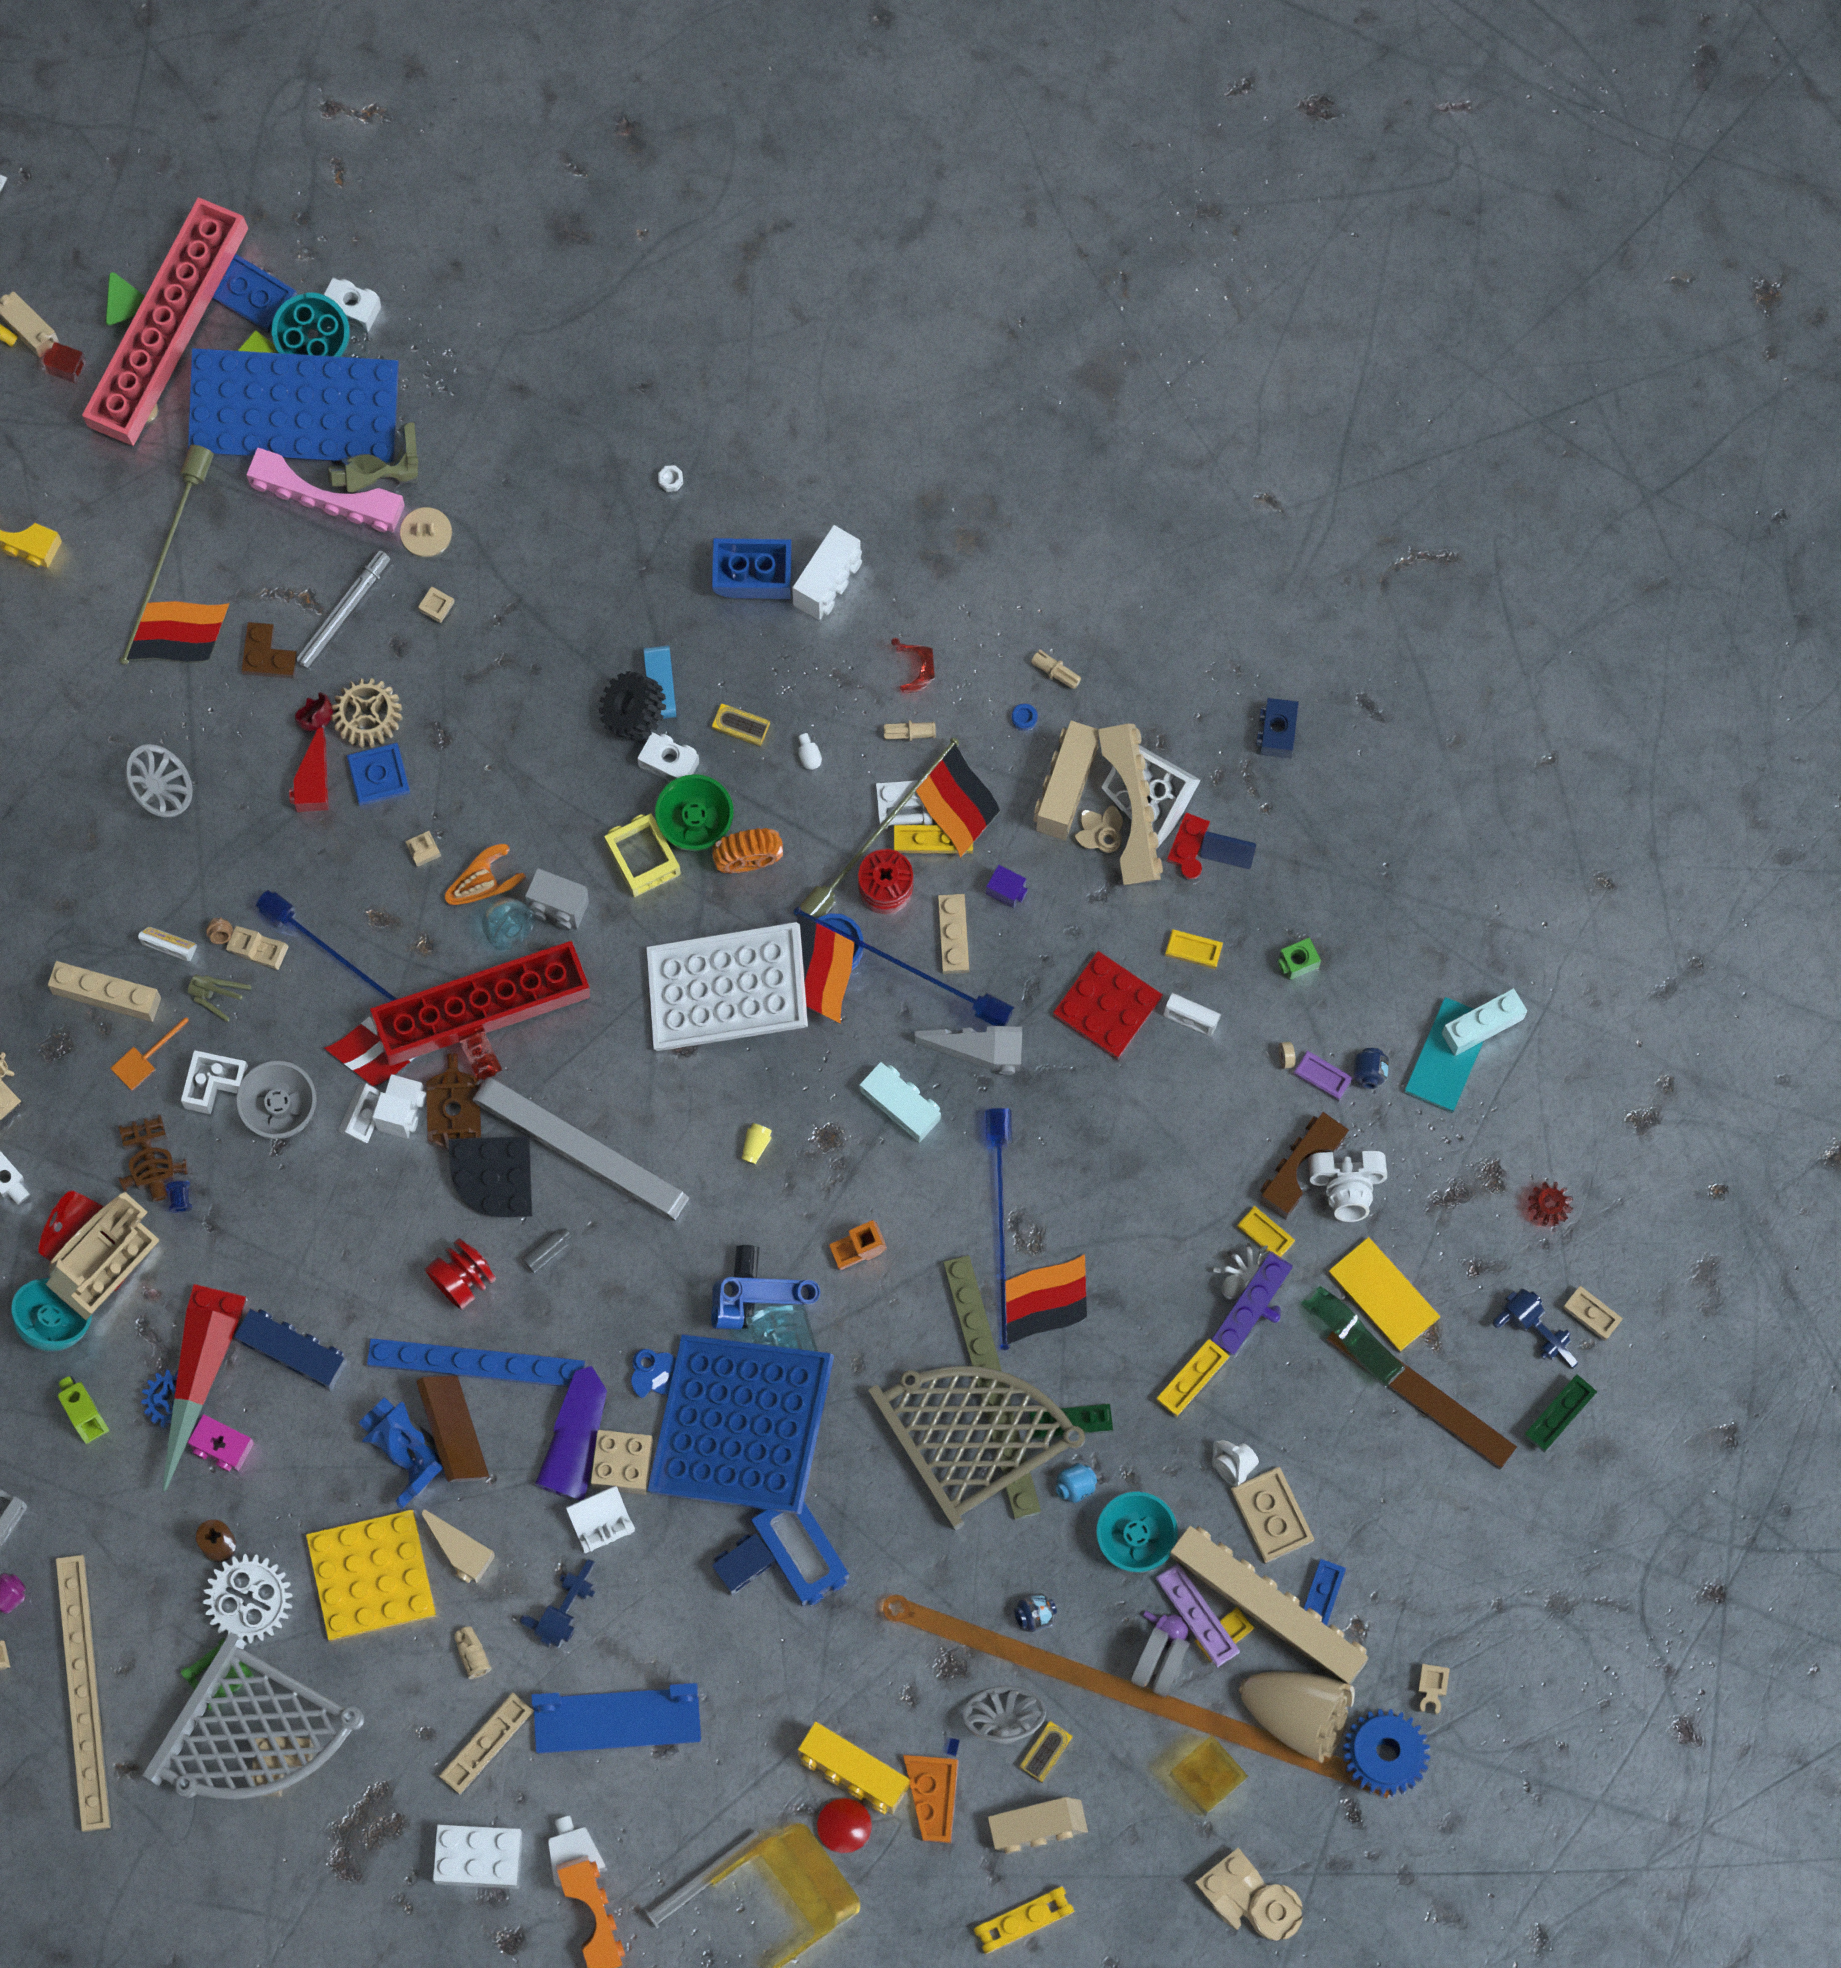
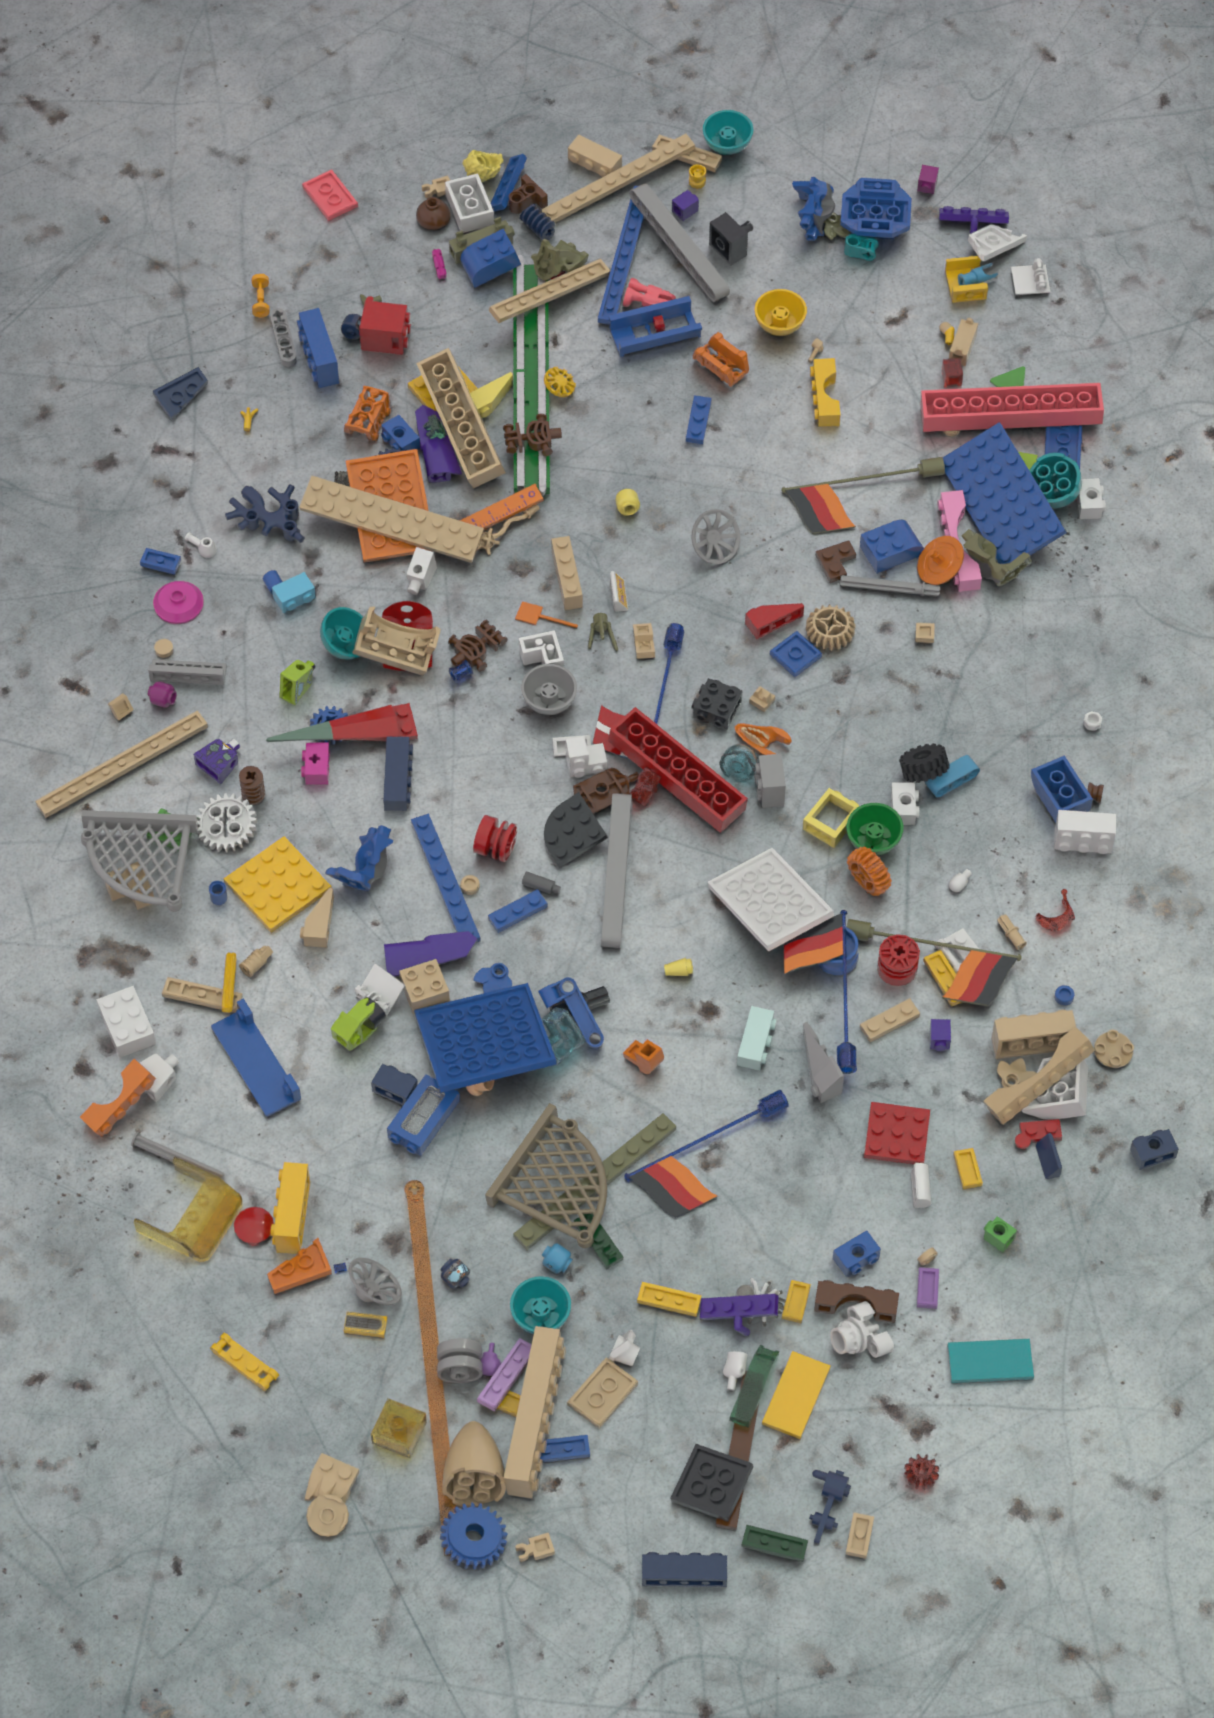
camera: 65 degrees right, 15 degrees down
(36, 862) = (627, 502): none -> light yellow head
(144, 1565) = (217, 759): none -> dark purple torso
(219, 930) = (641, 614): medium nougat plate -> none
(286, 576) = (890, 545): none -> blue brick
(315, 713) = (810, 600): dark red hair -> none
(347, 529) = (940, 560): none -> orange piece
(353, 1664) = (218, 886): none -> blue beam
(402, 906) = (717, 703): none -> black brick
(426, 532) = (970, 608): tan piece -> none
(452, 1428) = (393, 880): reddish brown tile -> none
(490, 1701) = (229, 981): none -> yellow axle
(500, 1337) = (470, 885): none -> tan tile
(555, 1623) = (298, 996): dark blue piece -> none
(569, 1297) = (517, 911): none -> blue plate
(632, 1553) = (358, 1023): none -> lime piece
(741, 725) = (954, 835): tile -> none
(773, 529) = (1095, 791): none -> reddish brown wheel
(1038, 1824) = (313, 1339): tan wedge -> none
(1055, 669) = (1108, 997): tan axle -> none
(1126, 701) = (1113, 1049): none -> tan dish
(1239, 1148) = (861, 1244): none -> blue brick
(1319, 1347) = (734, 1368): none -> white piece
(1371, 1068) = (950, 1313): dark blue head -> none
(1452, 1446) = (711, 1482): none -> black plate
(1484, 1022) = (1024, 1367): light aqua brick -> none
(1542, 1531) = (684, 1570): none -> dark blue brick

